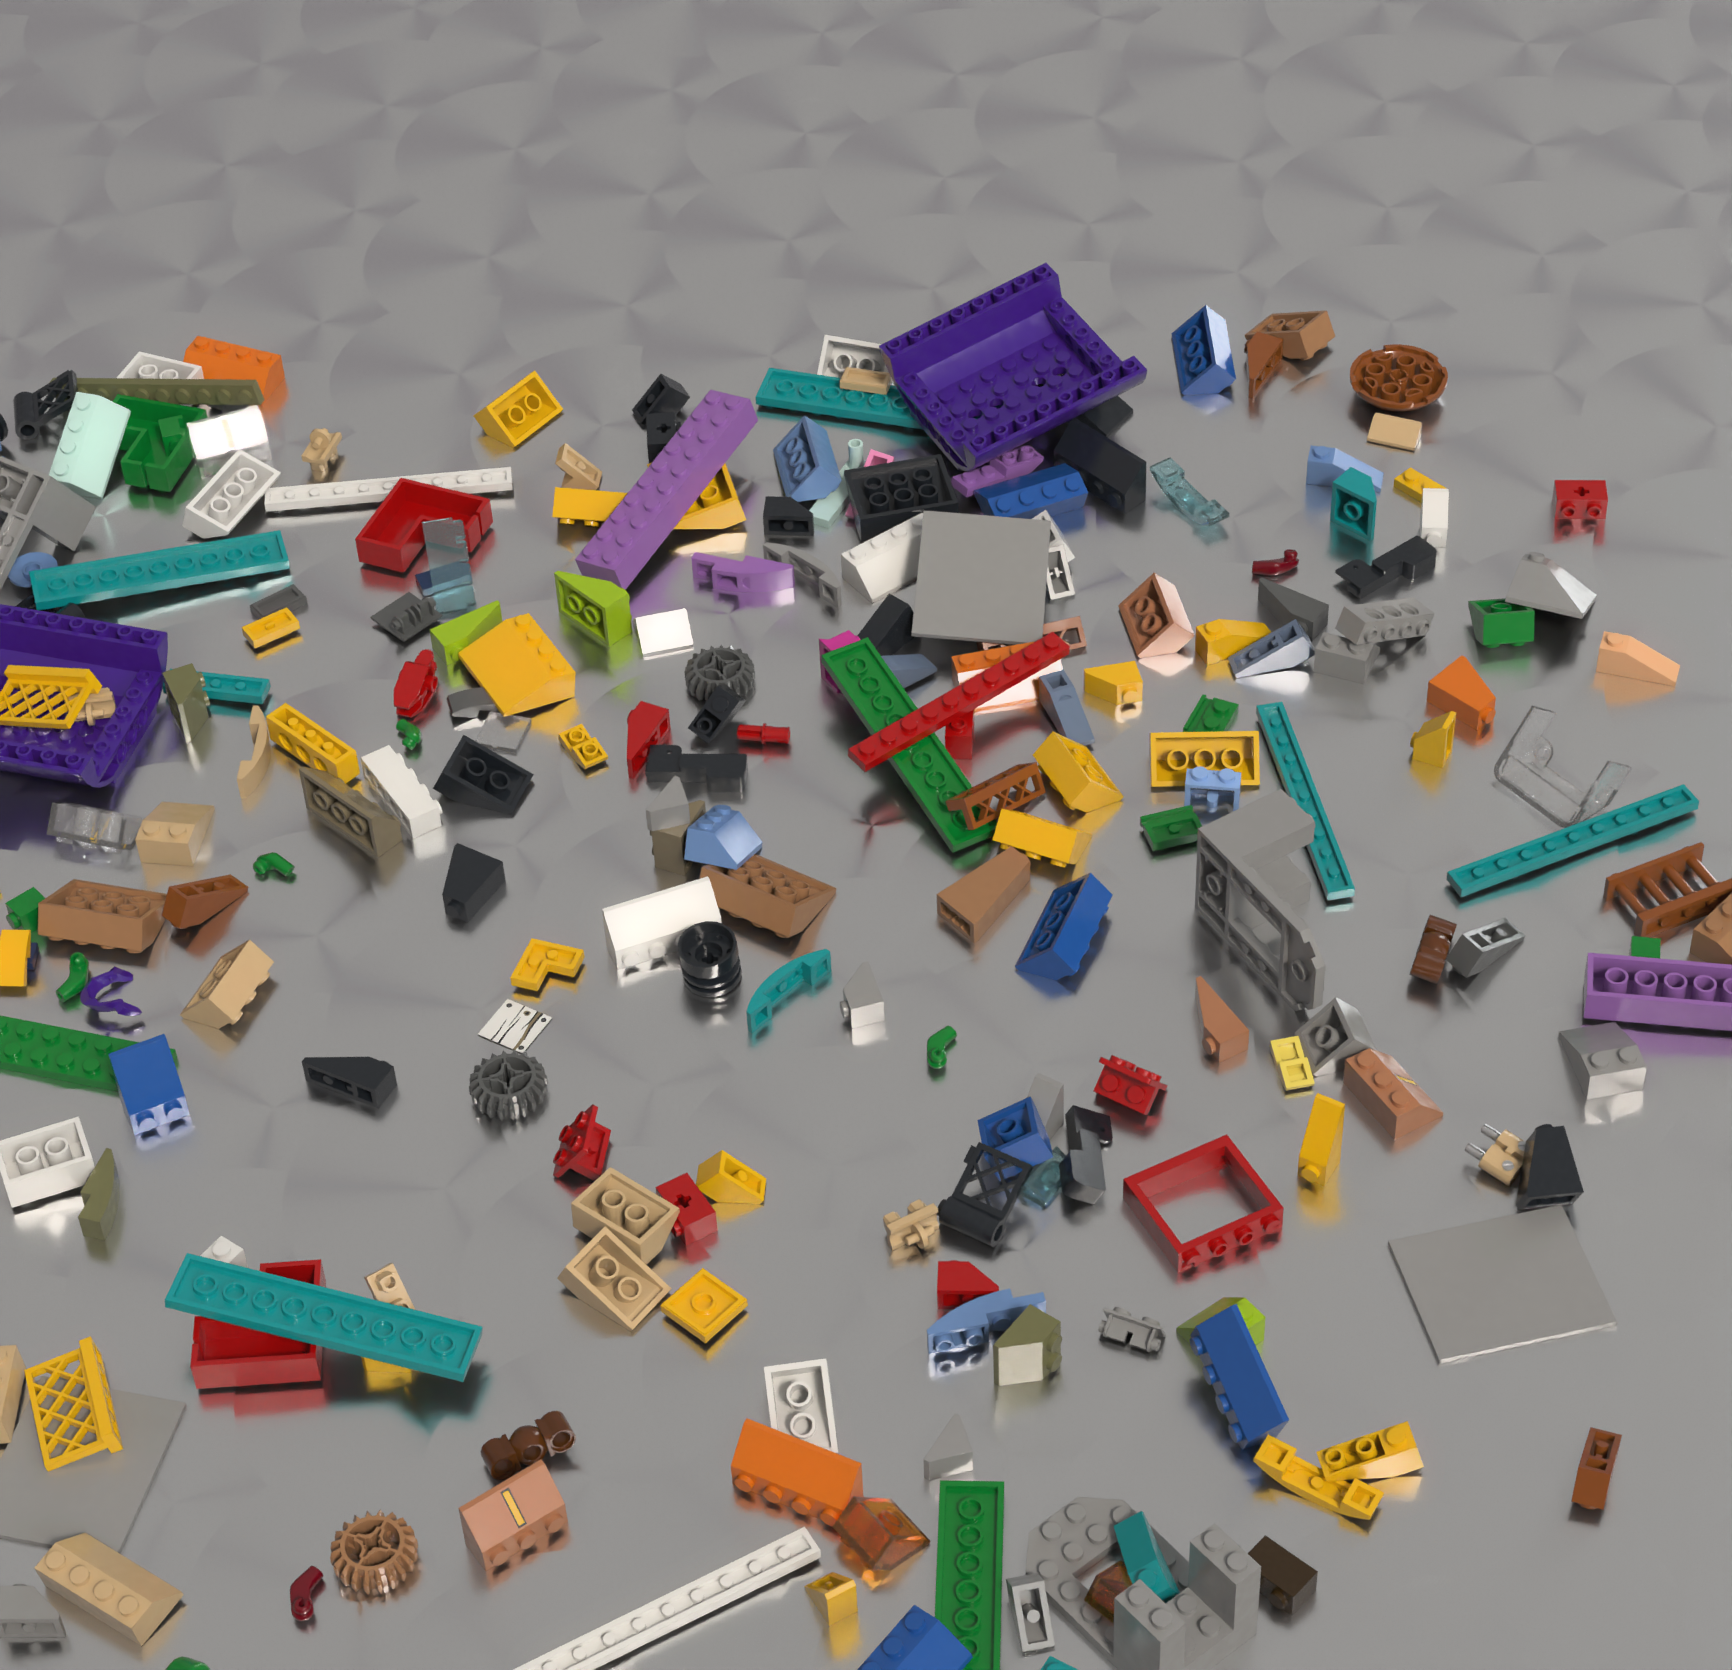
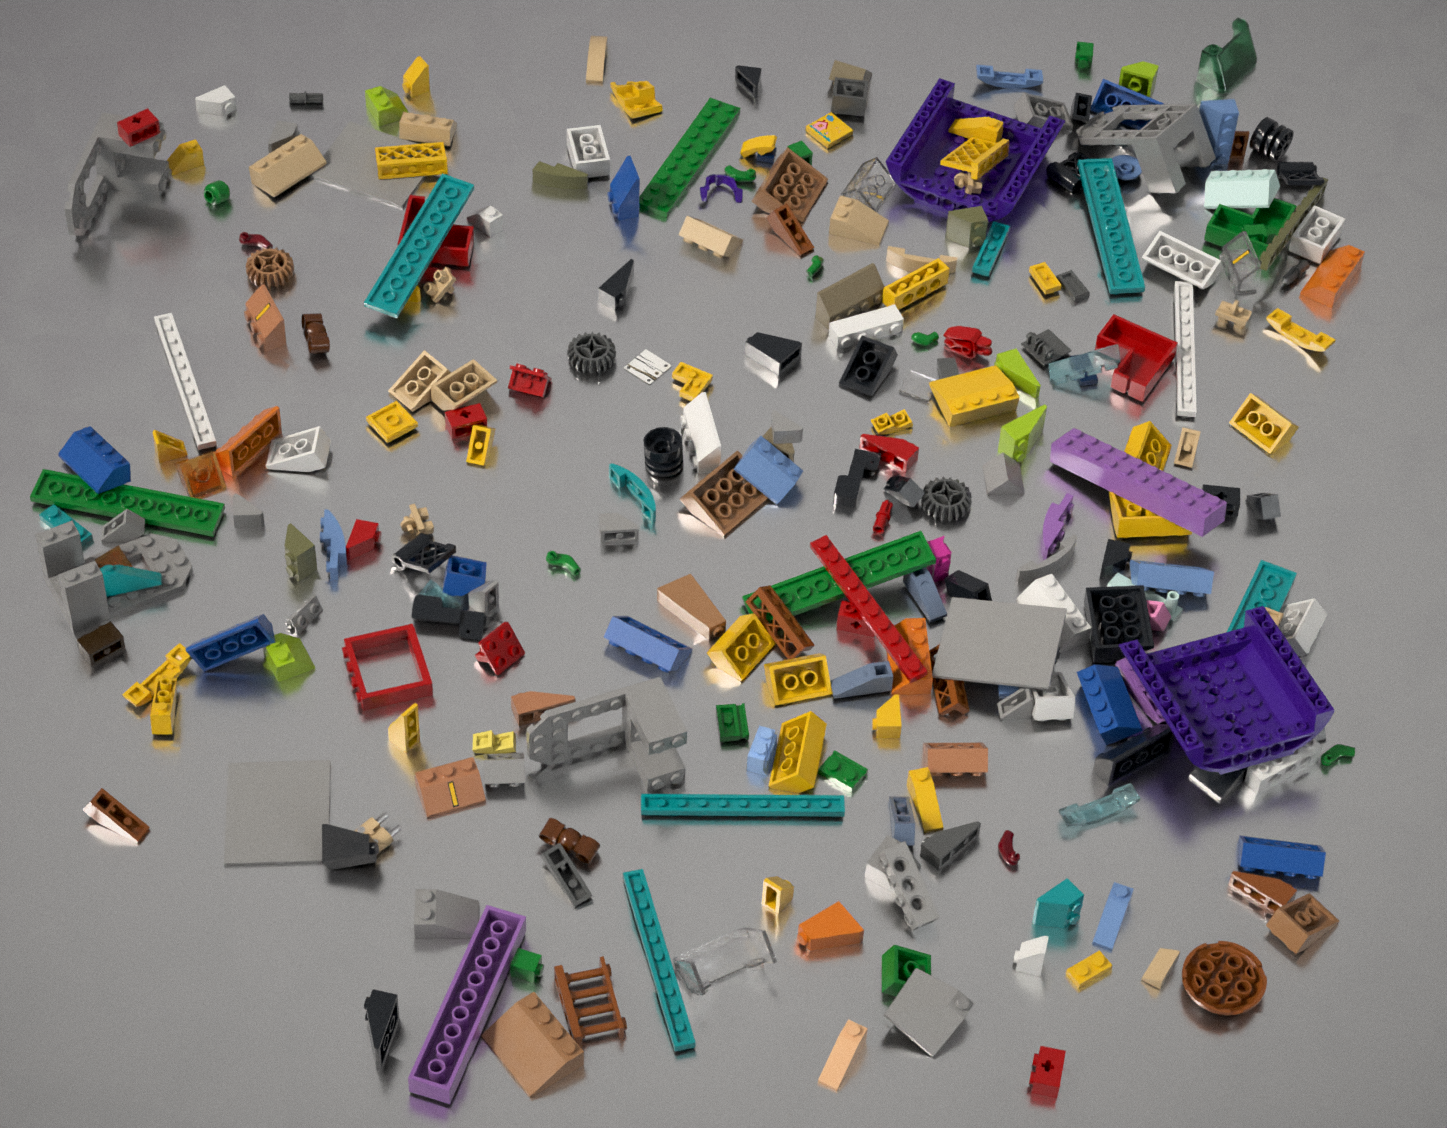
camera: 95 degrees right, 5 degrees up
(348, 394) = (1282, 323): none -> yellow slope
(1408, 559) = (995, 933): black piece -> none

